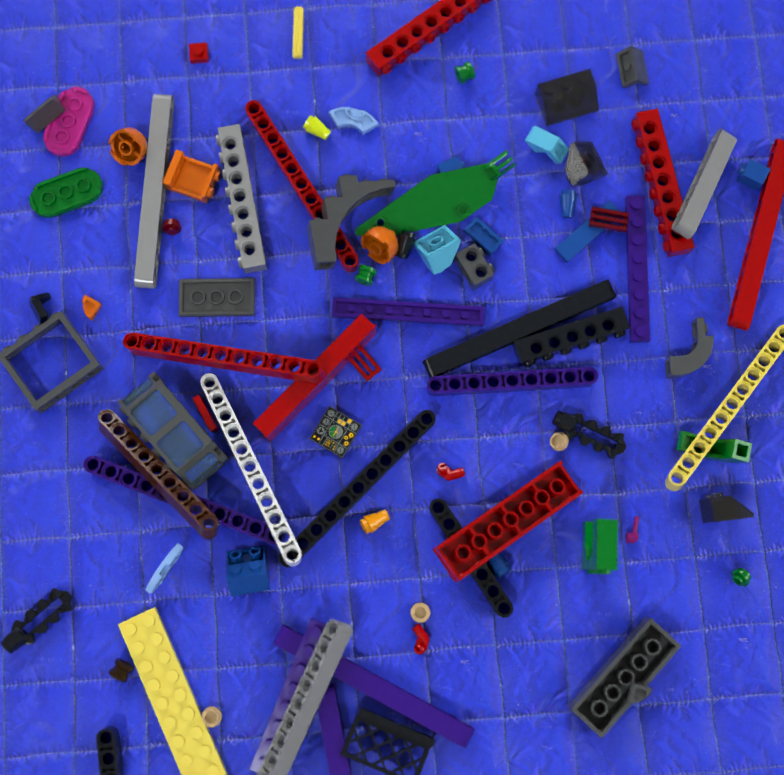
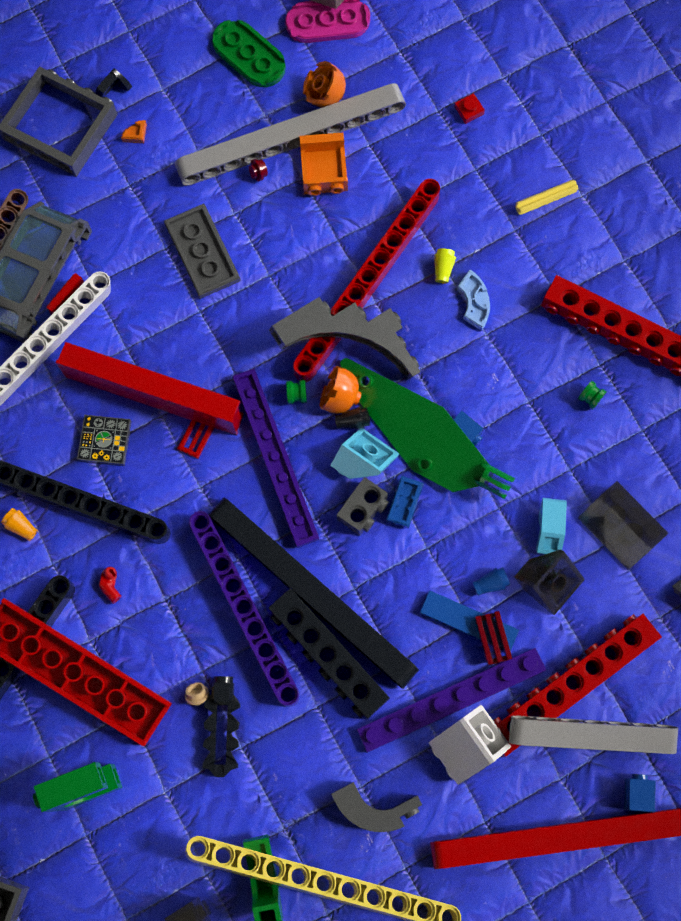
camera: 70 degrees right, 5 degrees down
(230, 362) = (129, 285): red beam -> none
(233, 136) = (337, 223): light grey brick -> none
(499, 565) = (22, 686): blue cone -> none
(632, 537) = (118, 830): magenta hand -> none
(678, 267) = (469, 745): none -> white slope

